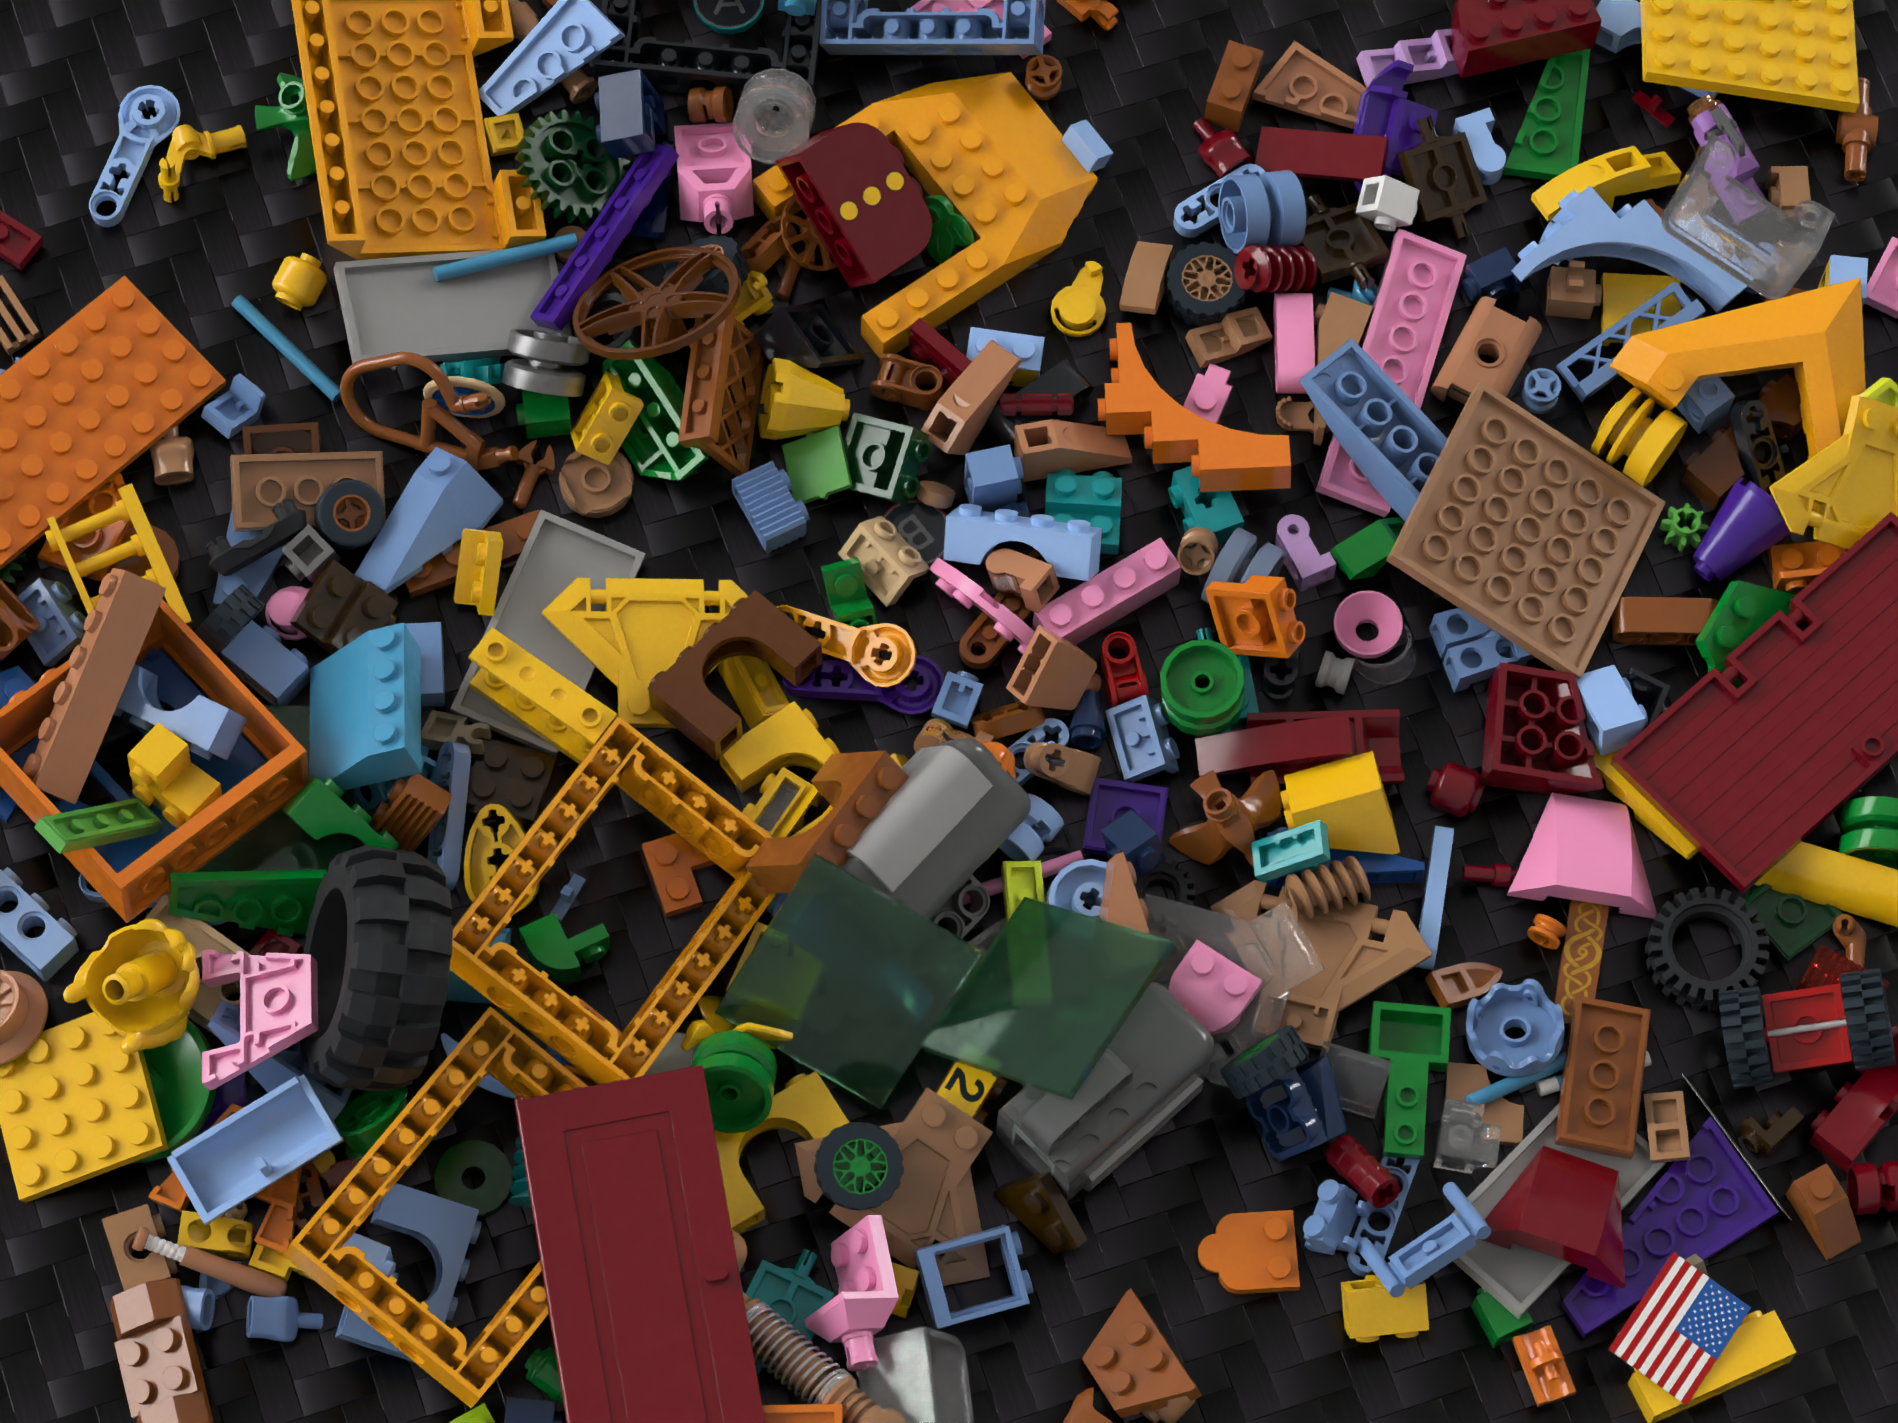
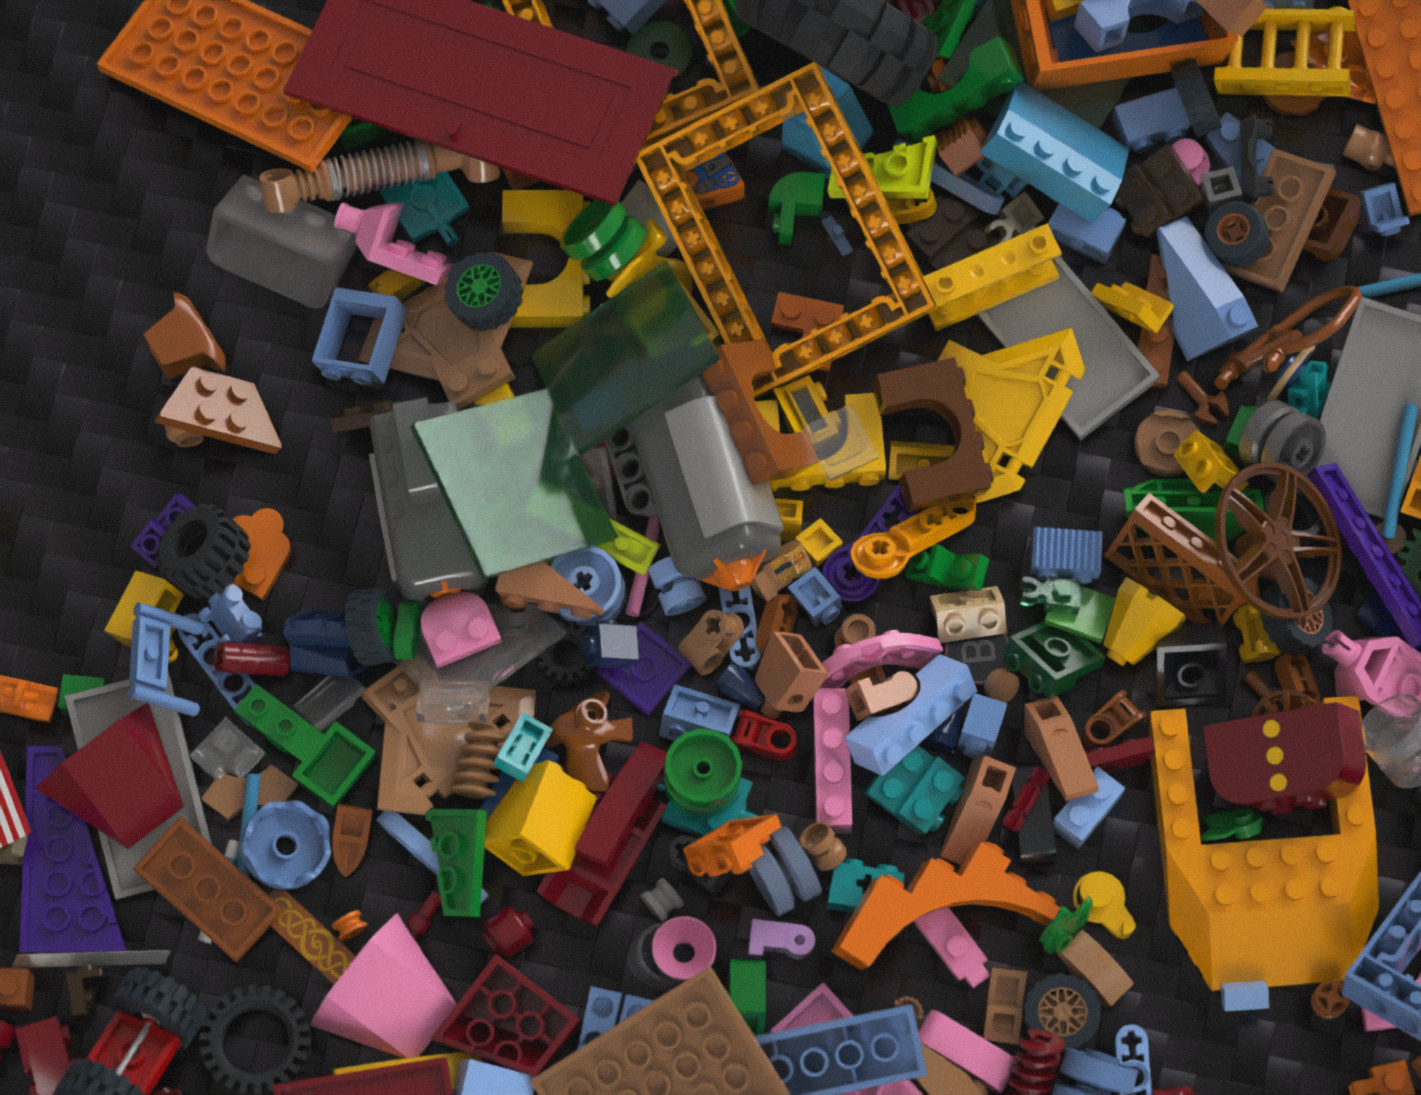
camera: 125 degrees right, 5 degrees up
(474, 853) = (899, 172): none -> neon yellow wing
(796, 751) = (840, 442): none -> clear piece
(816, 490) = (1056, 593): none -> clear green plate
(900, 730) = (819, 542): none -> yellow plate
(969, 640) = (857, 628): none -> medium nougat tile
(1139, 313) = (1065, 925): none -> green plate
(1243, 1036) = (407, 630): none -> green beam
(1284, 1347) = (148, 539): none -> dark purple slope
(1297, 1307) = (203, 551): none -> black tyre
(1425, 852) = (460, 854): none -> green wing
(1667, 1127) = (136, 911): medium nougat slope -> none

